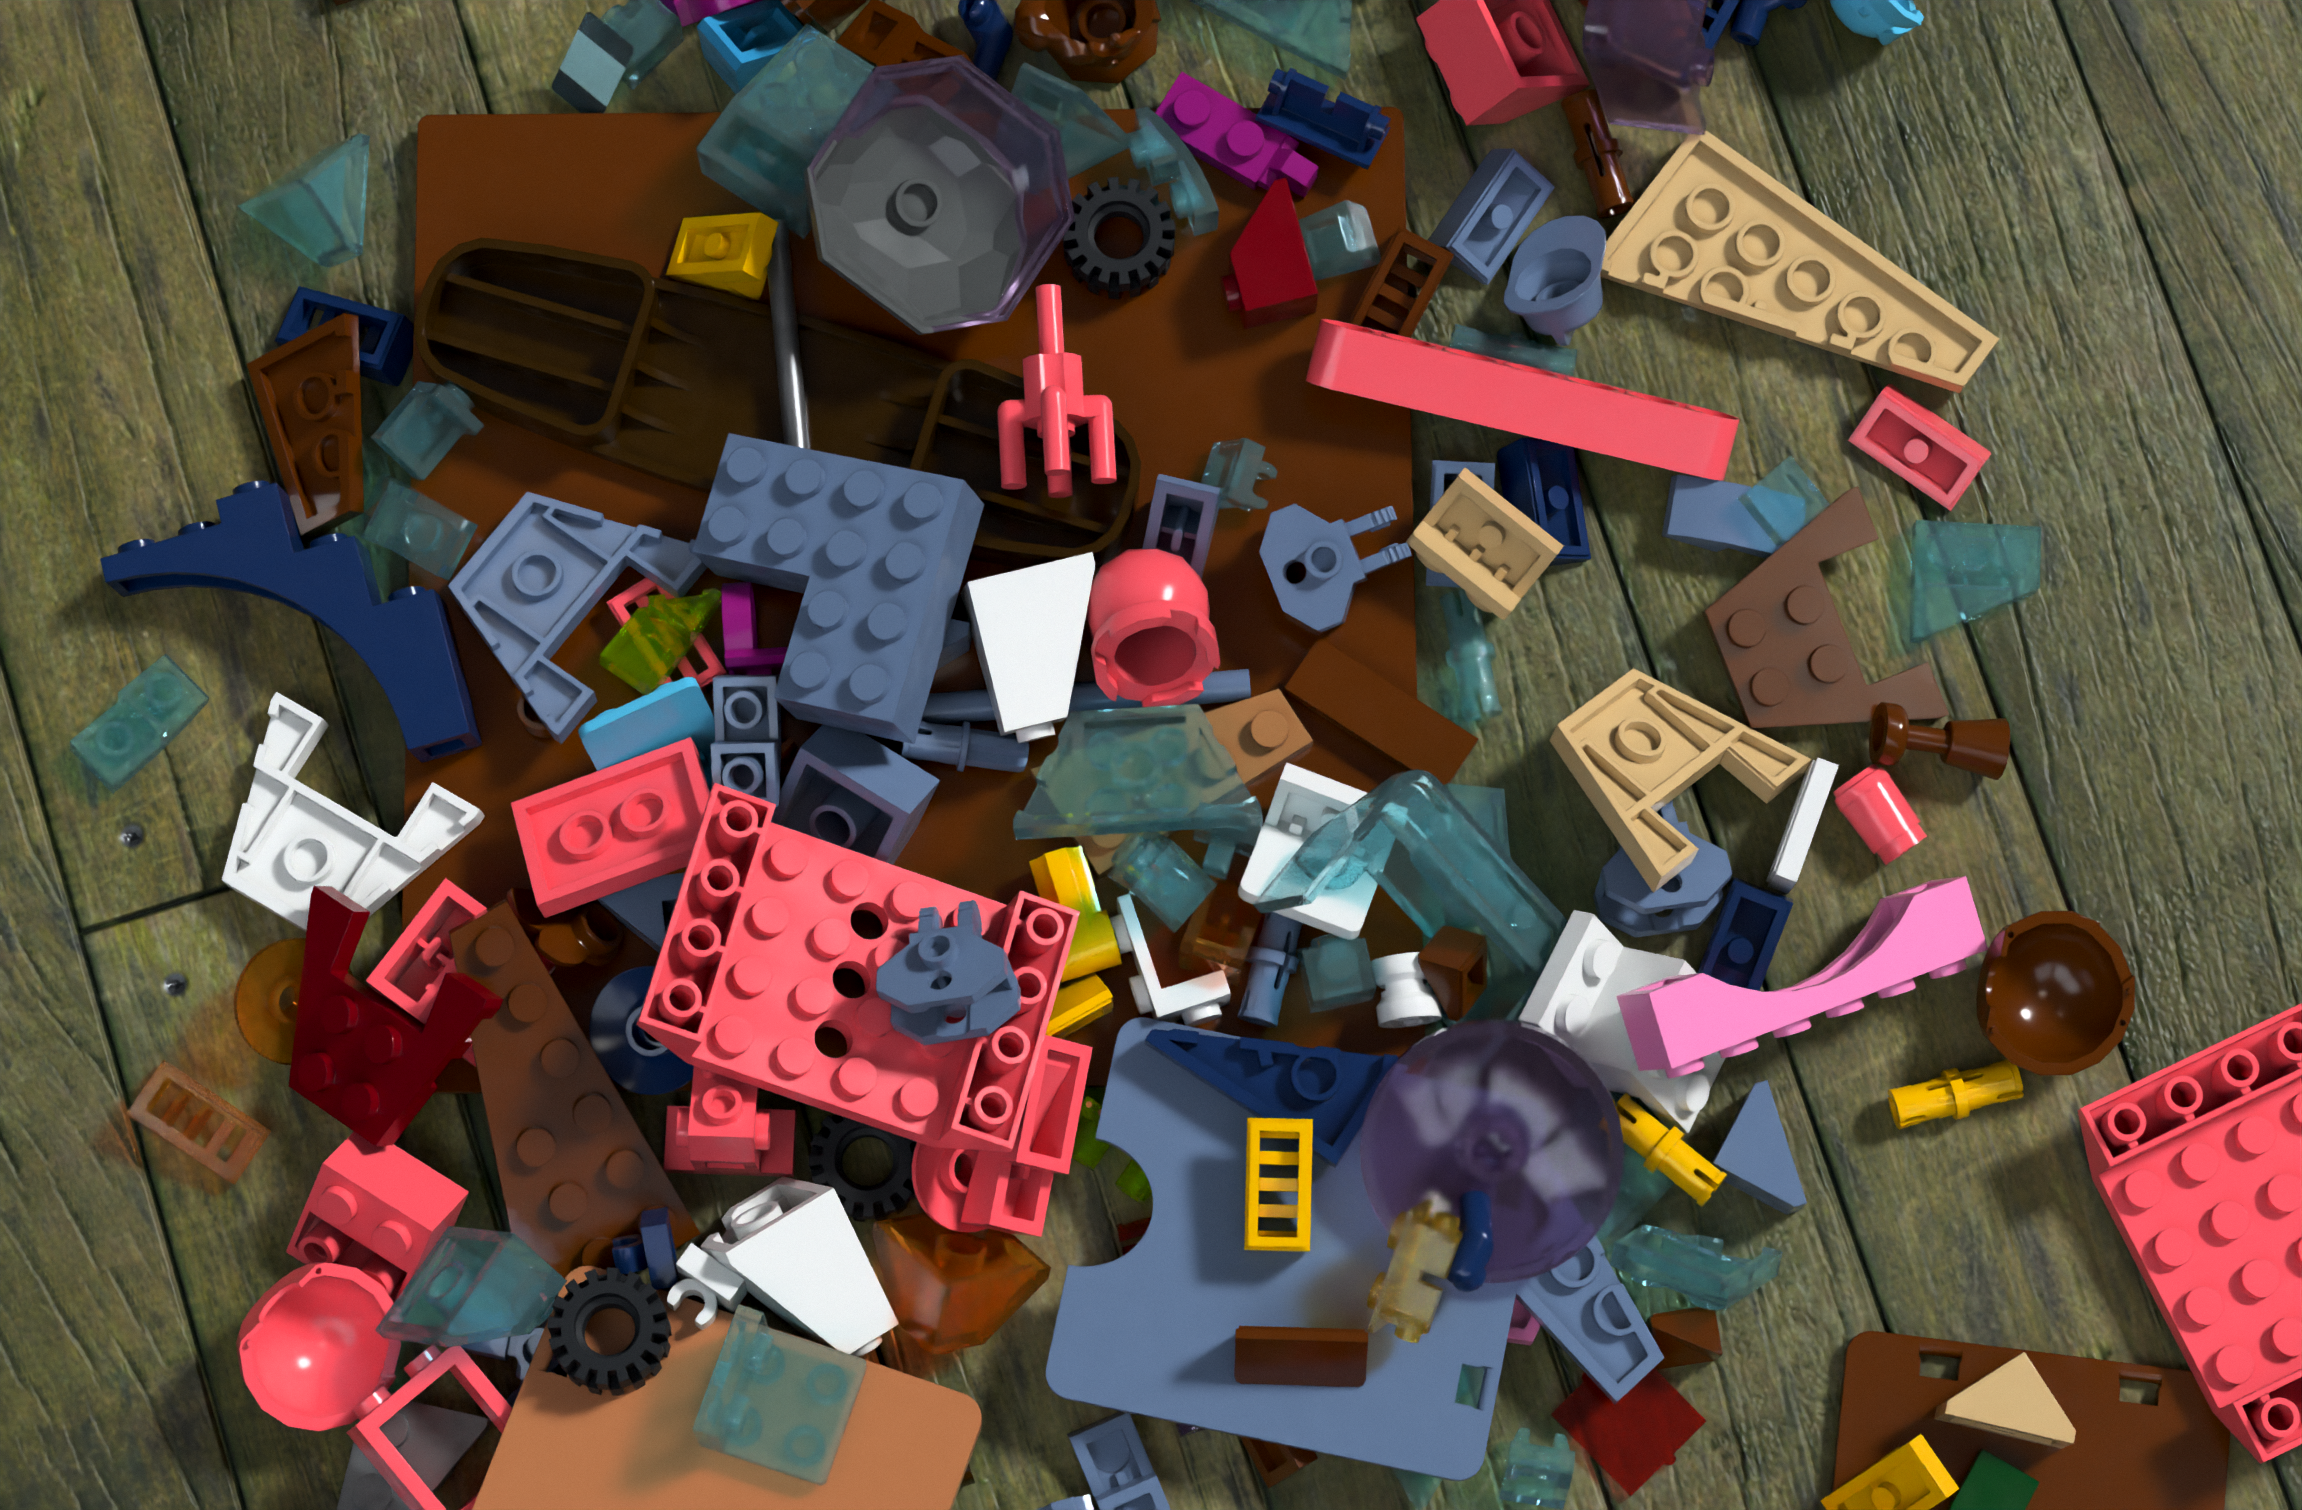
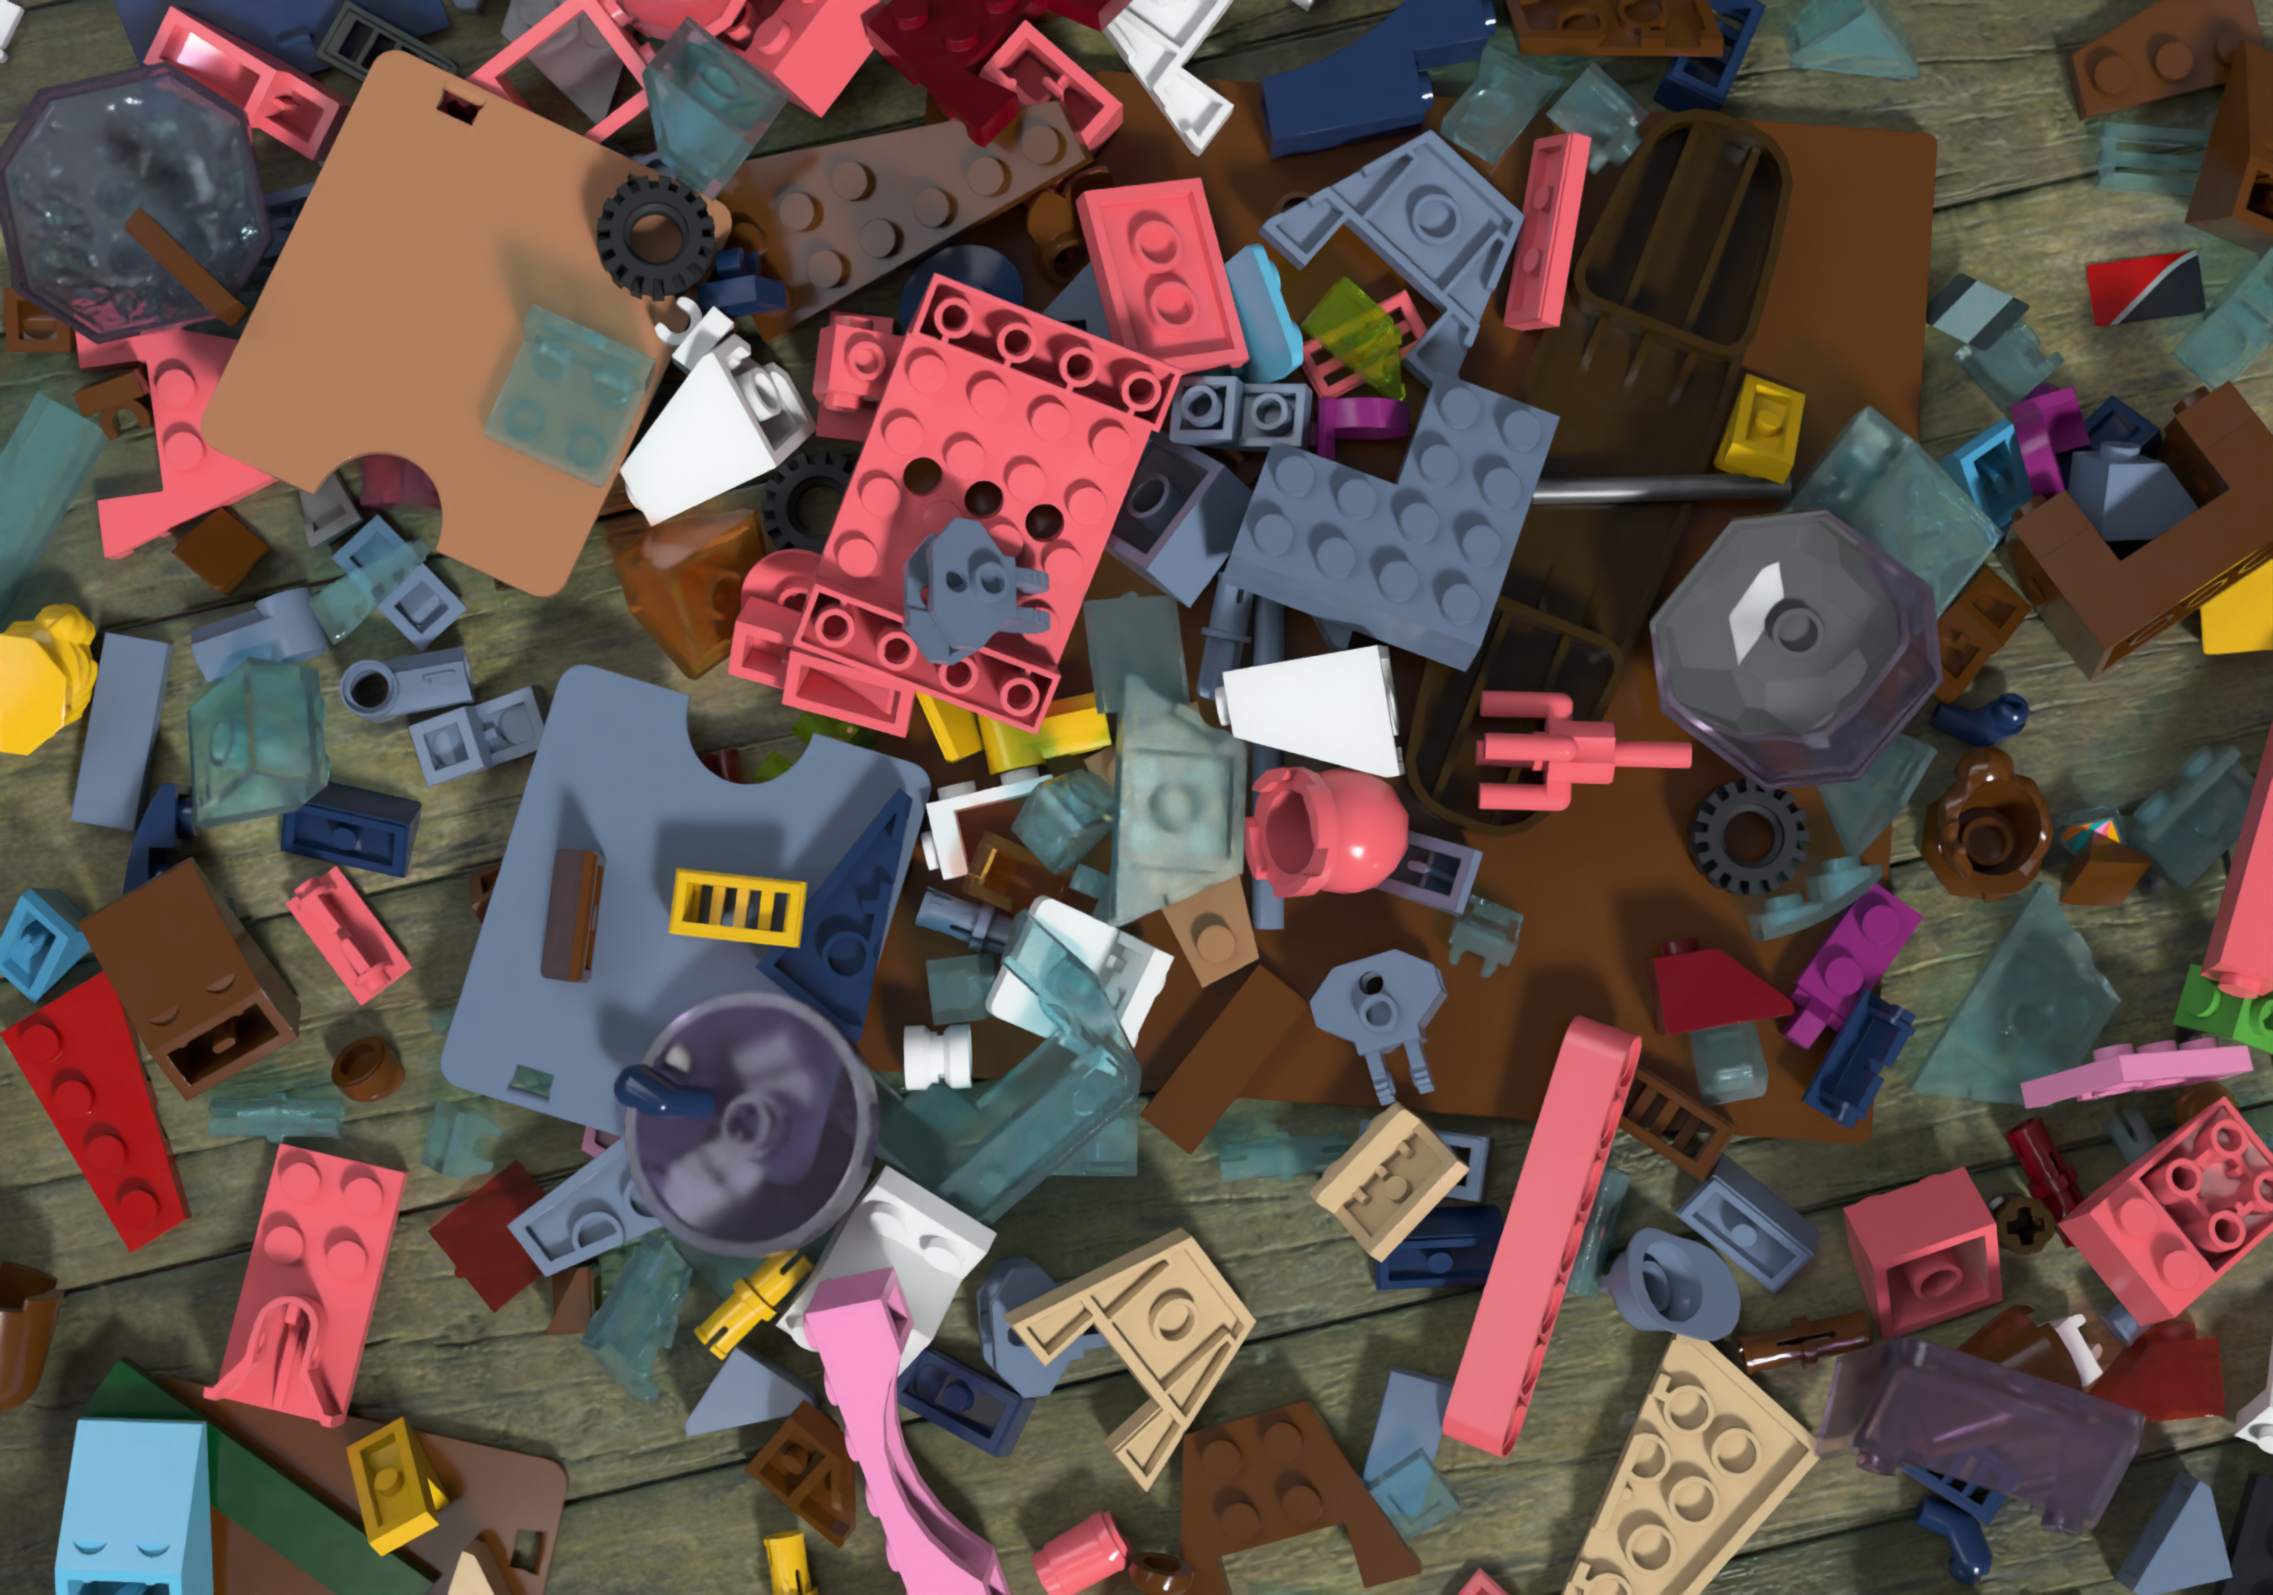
camera: 90 degrees right, 10 degrees up
(542, 467) = (1547, 231): none -> coral tile
(977, 832) = (1136, 639): none -> clear light blue piece
(1418, 1246) = (658, 1042): clear yellow hinge -> none
(1455, 969) = (954, 1107): reddish brown slope -> none
(1801, 825) = (1077, 1475): white tile -> none
(1826, 1083) = (811, 1472): none -> reddish brown wing

